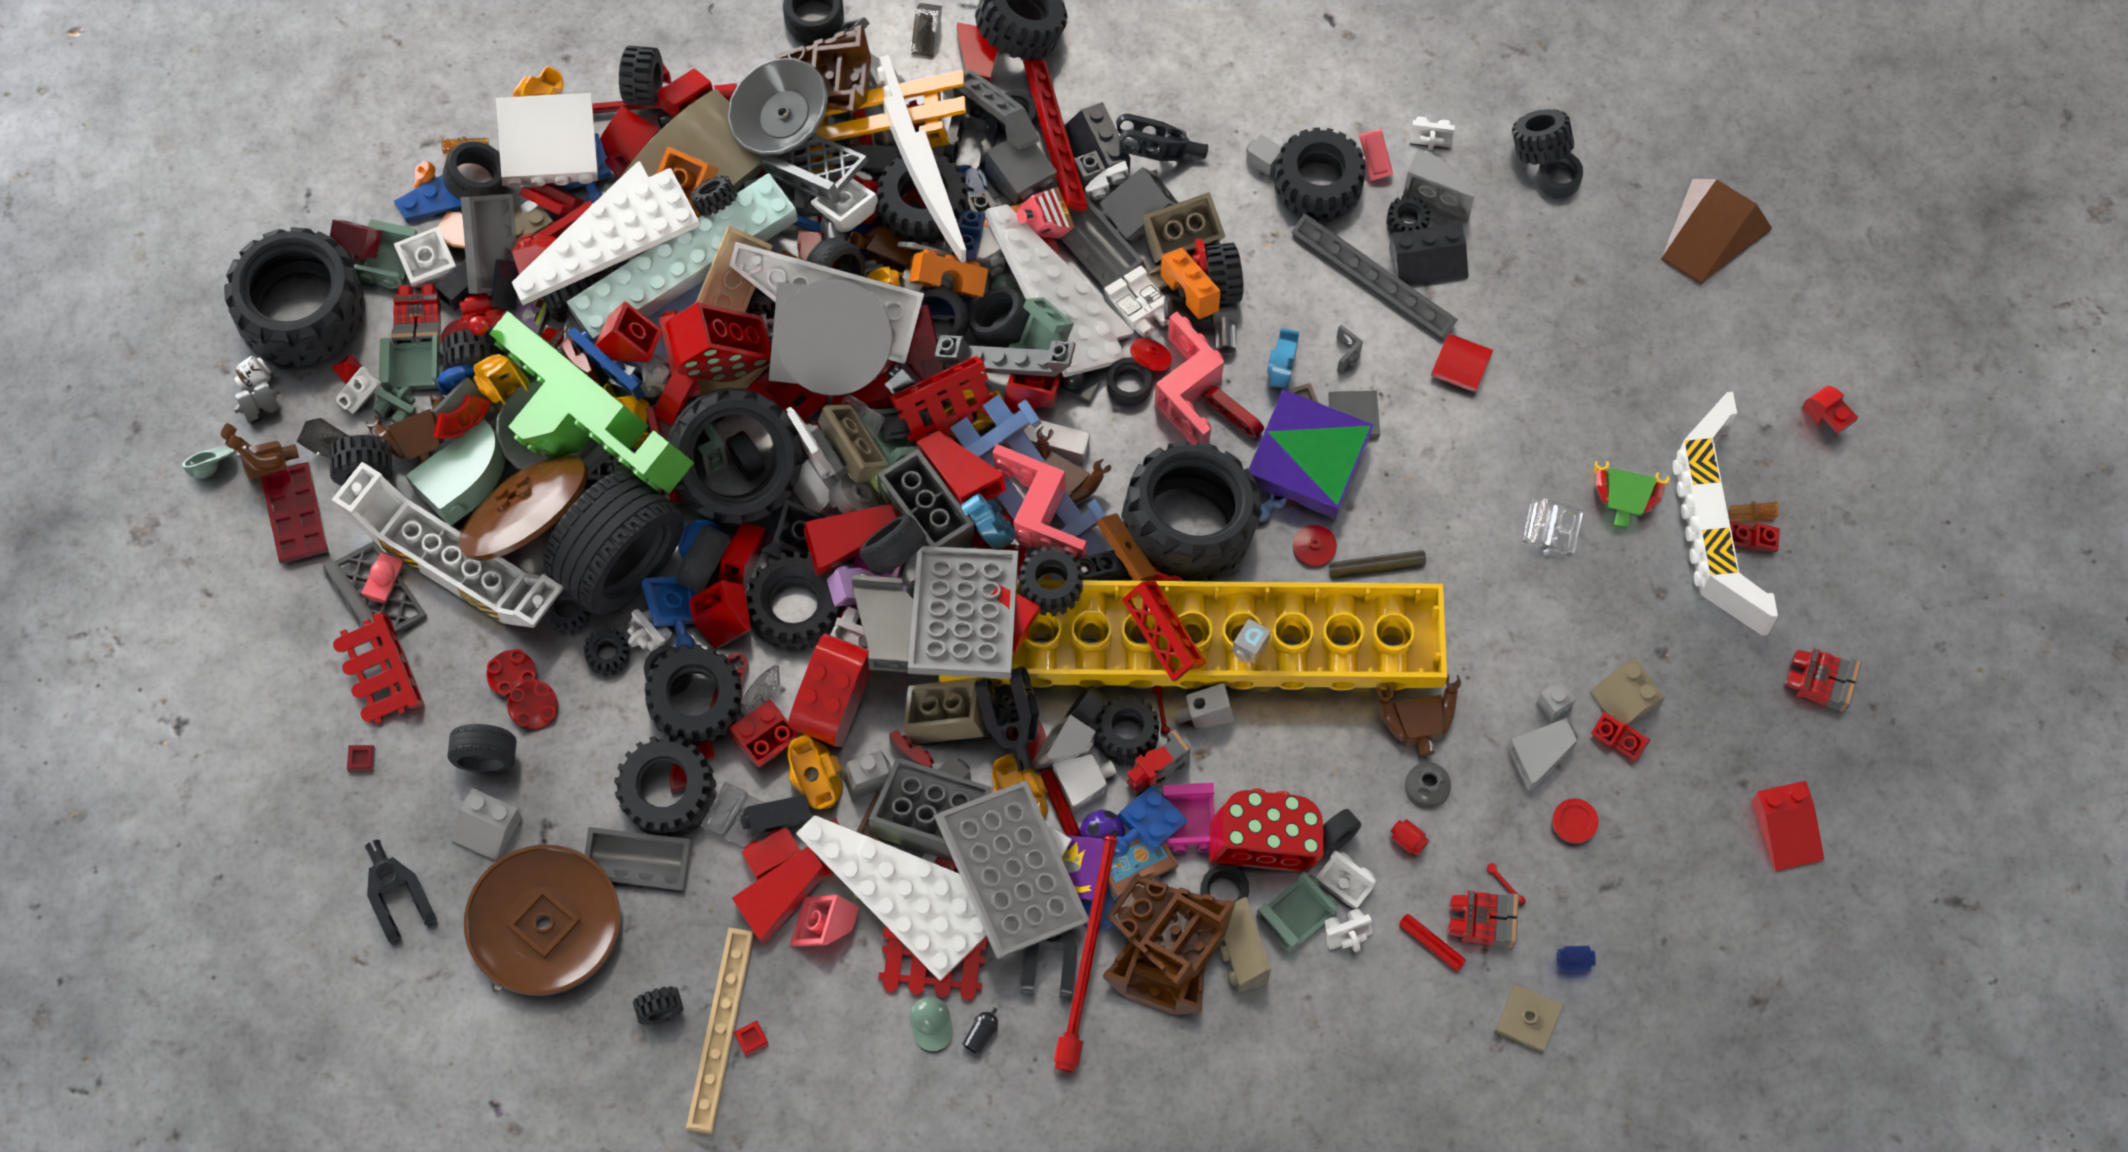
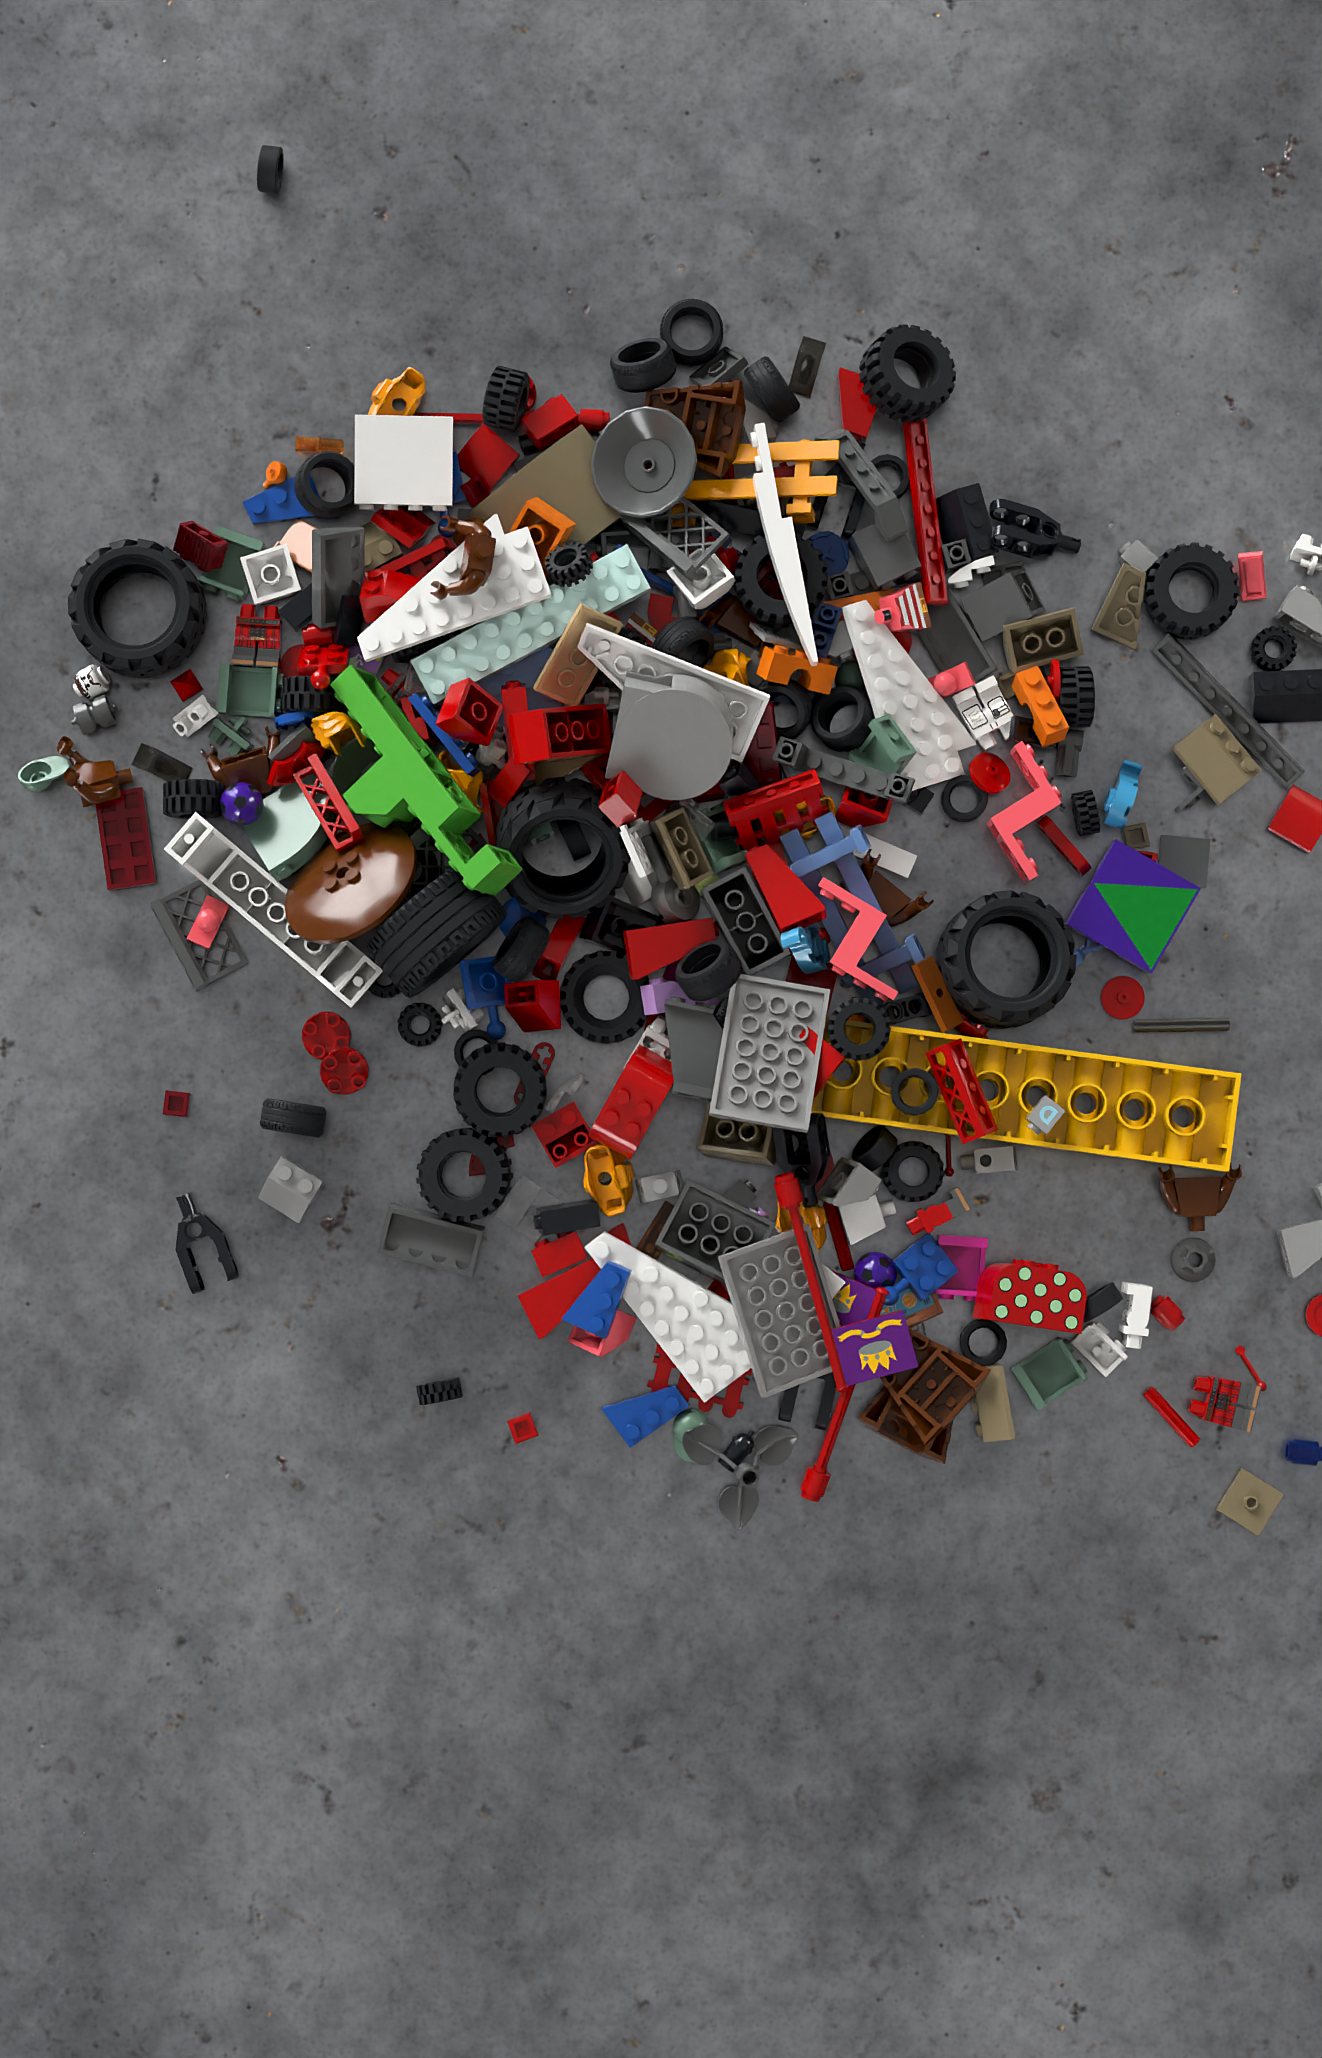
camera: 10 degrees right, 20 degrees up
(390, 650) = (212, 1004): red fence -> none
(408, 455) = (241, 804): none -> dark purple piece
(502, 442) = (336, 800): none -> fence
(535, 885) = (302, 1301): reddish brown dish -> none
(621, 195) = (476, 559): none -> reddish brown torso
(720, 1031) = (495, 1416): tan tile -> none
(770, 38) = (643, 365): none -> black tyre
(786, 392) = (620, 799): none -> red brick
(818, 883) = (600, 1300): none -> blue wing
(879, 1005) = (644, 1414): none -> blue wing
(892, 38) = (772, 389): none -> black tyre
(903, 747) = (709, 1174): red slope -> none
(986, 1085) = (739, 1502): none -> dark grey plant
(1093, 900) = (857, 1349): none -> flag
(1103, 274) = (952, 680): none -> coral tile
(1117, 617) = (917, 1073): none -> black tyre
(1250, 377) = (1085, 813): none -> black tyre
(1257, 195) = (1122, 607): none -> dark tan wing
(1350, 932) = (1104, 1395): white hips -> none
(1370, 314) = (1216, 759): none -> dark tan slope
(1376, 848) = (1136, 1314): none -> white hips

